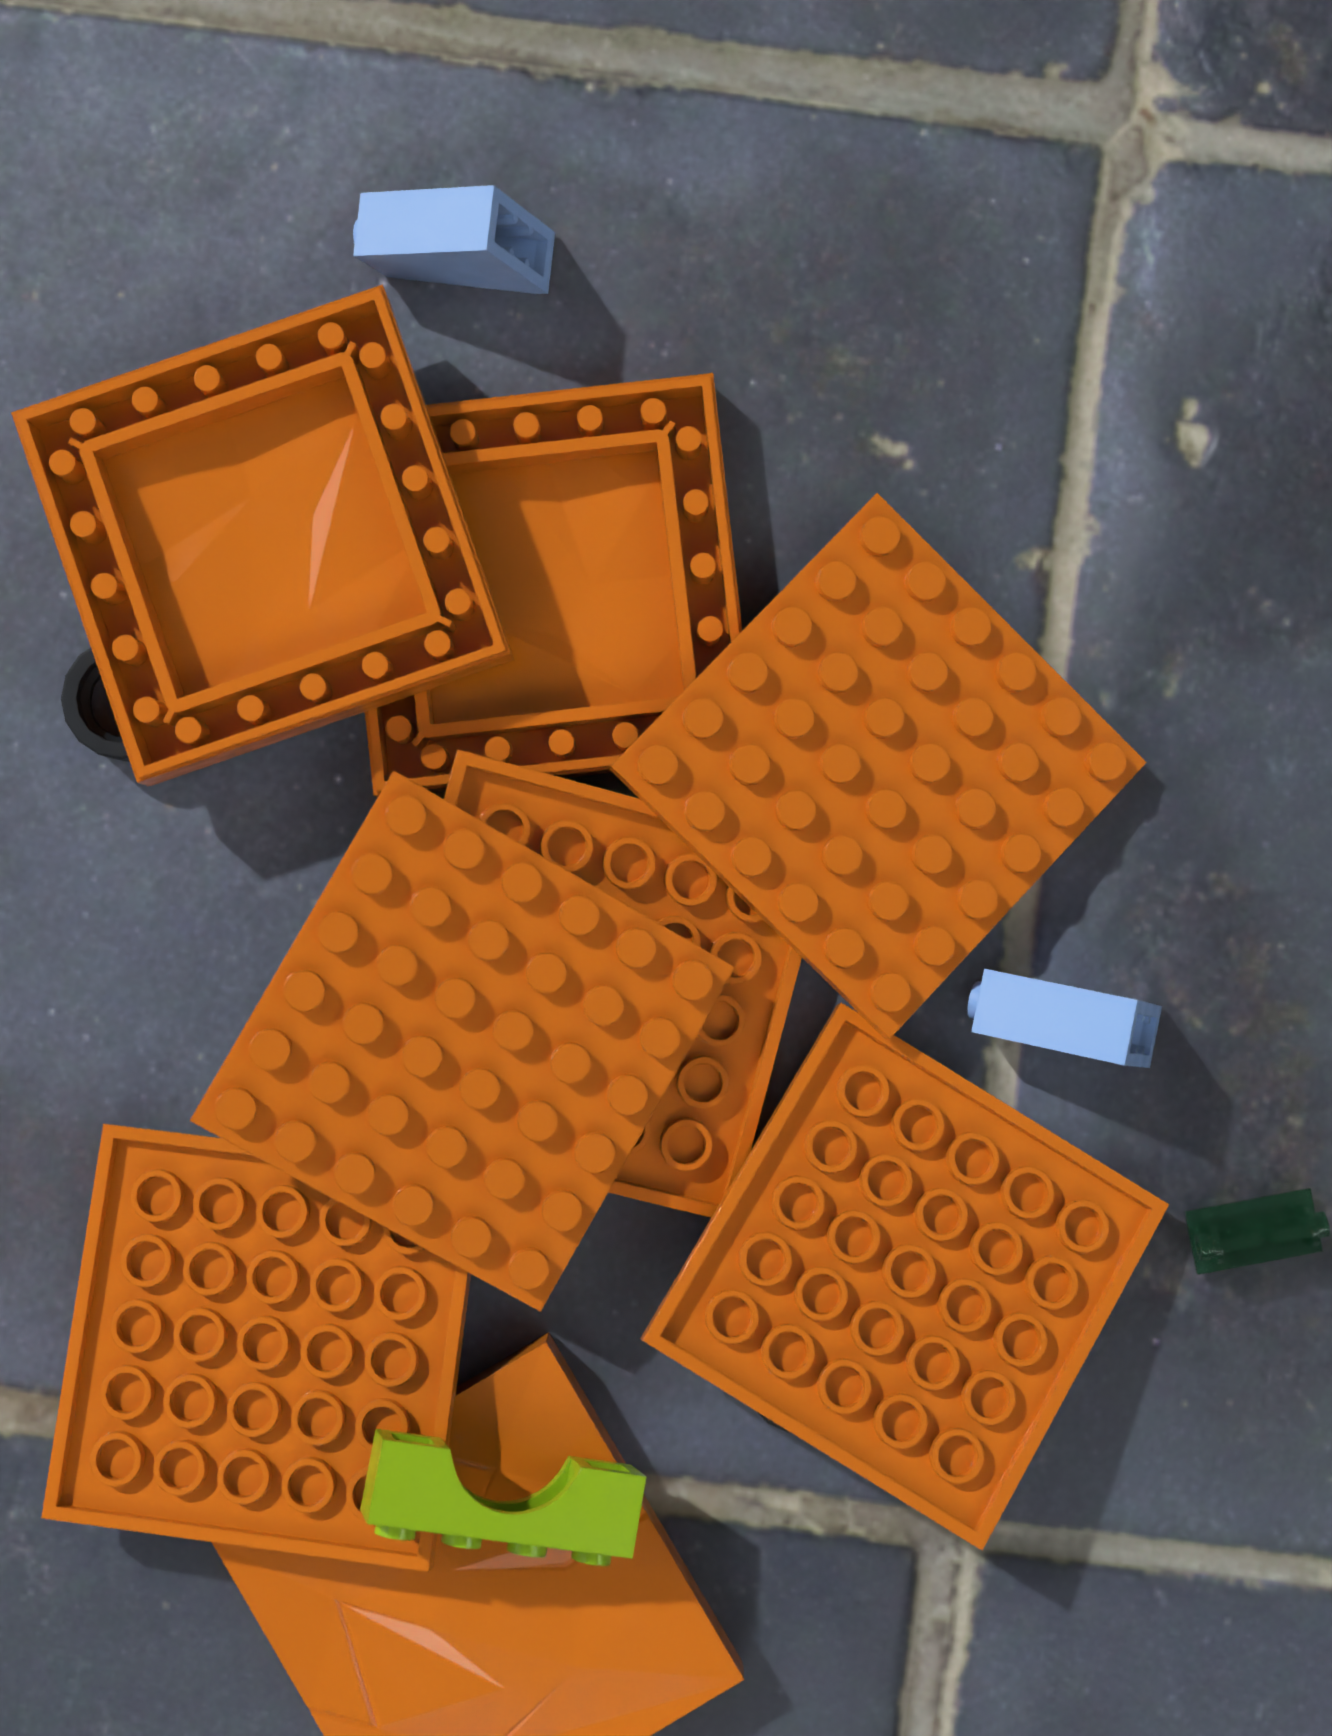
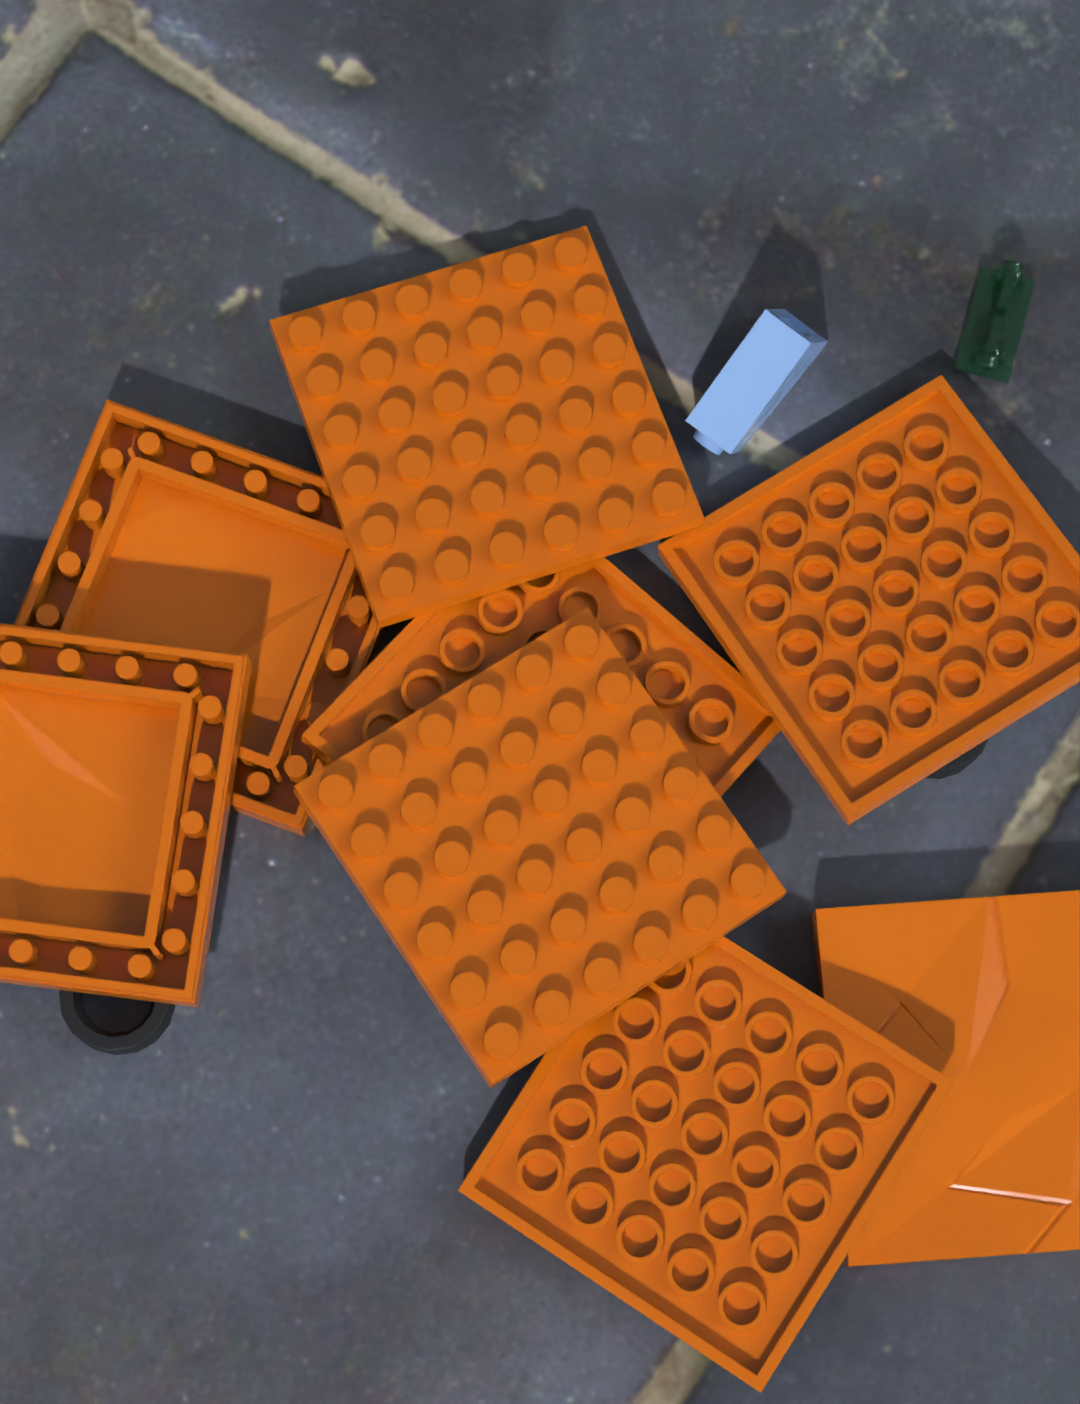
camera: 70 degrees left, 10 degrees down
(583, 1509) = (877, 1041): lime arch -> none

